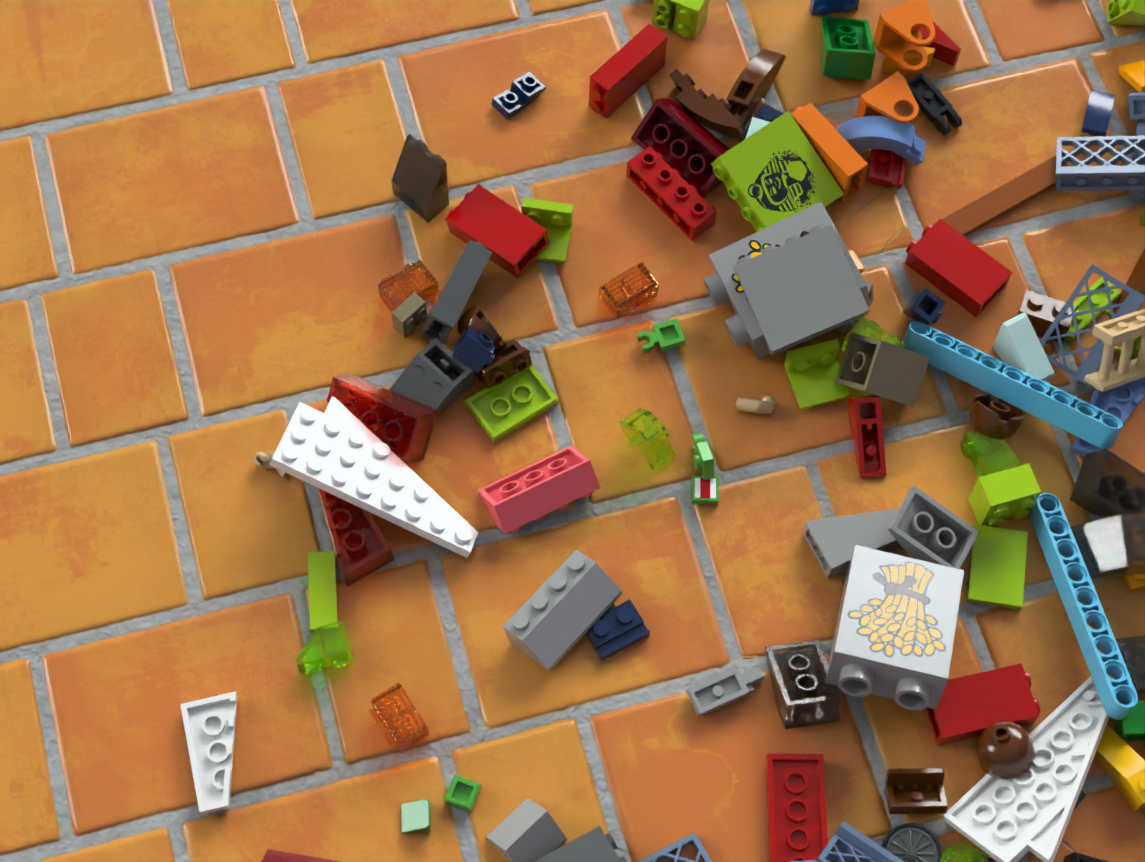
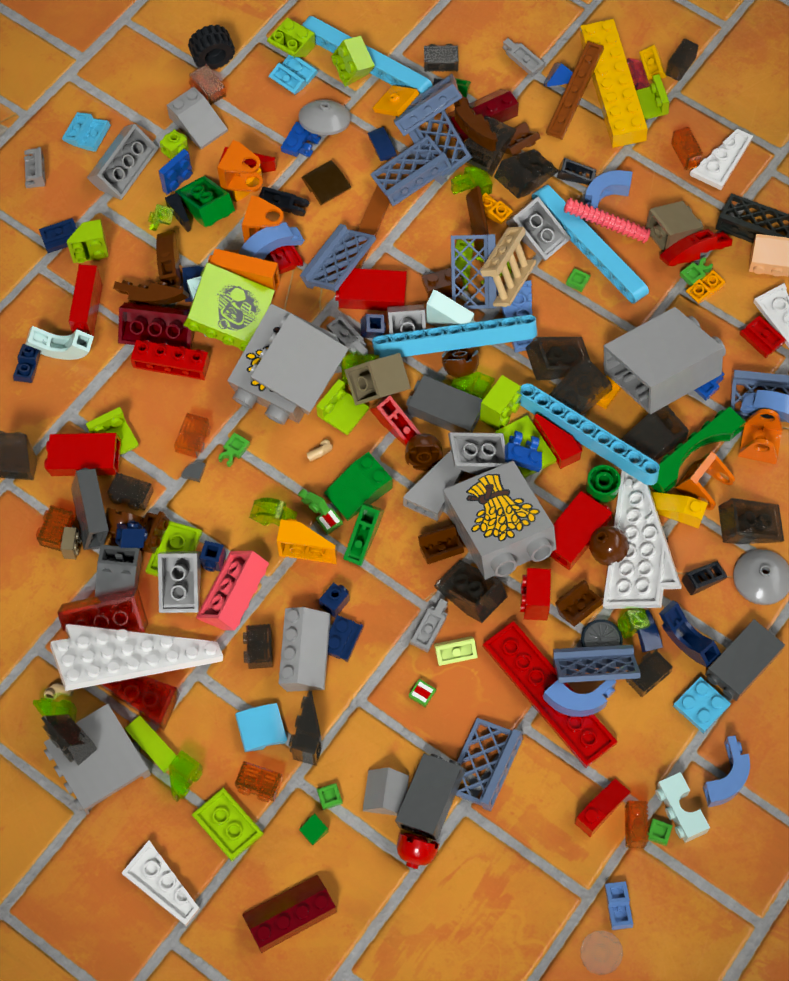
camera: 35 degrees left, 0 degrees up
(234, 516) = (68, 737): none -> clear smoke slope
(251, 487) = (47, 707): none -> clear neon green slope
(253, 562) = (108, 768): none -> light grey panel
(331, 739) = (227, 824): none -> lime tile
(449, 660) = (261, 727): none -> medium azure slope
(486, 711) = (307, 741): none -> clear smoke slope
(488, 437) = (179, 581): none -> light grey slope
(515, 304) = (130, 491): none -> clear smoke brick
(517, 571) = (258, 646): none -> clear smoke brick
(545, 436) = (212, 556): none -> dark blue brick
(563, 99) = (60, 347): none -> light aqua arch
(601, 331) = (194, 471): none -> dark grey tile
(640, 580) = (334, 599): none -> dark blue brick
(649, 487) = (301, 542): none -> light orange slope
(655, 757) = (422, 693): none -> tile
(731, 530) = (363, 533): none -> green slope
(731, 738) = (455, 650): none -> yellowish green slope
(768, 475) = (359, 484): none -> green slope
(784, 31) = (160, 215): none -> clear neon green bracket
(808, 35) = (174, 201): none -> black slope
(808, 606) = (440, 544): none -> reddish brown bracket
(871, 487) = (423, 451): none -> reddish brown cylinder
(874, 742) = (536, 594): none -> red brick
(887, 300) = (348, 336): none -> light grey hinge
(937, 454) = (444, 406): none -> dark grey brick
(967, 187) = (330, 253): none -> sand blue fence
(970, 325) = (406, 318): none -> light grey slope
(981, 574) = (525, 457): none -> blue plate
(999, 115) = (326, 182): none -> dark brown slope
(1004, 45) = (296, 141): none -> blue plate
(1041, 590) = (560, 442): none -> red slope
(1054, 41) = (324, 117): none -> light grey dish
(1061, 662) = (607, 475): none -> green piece

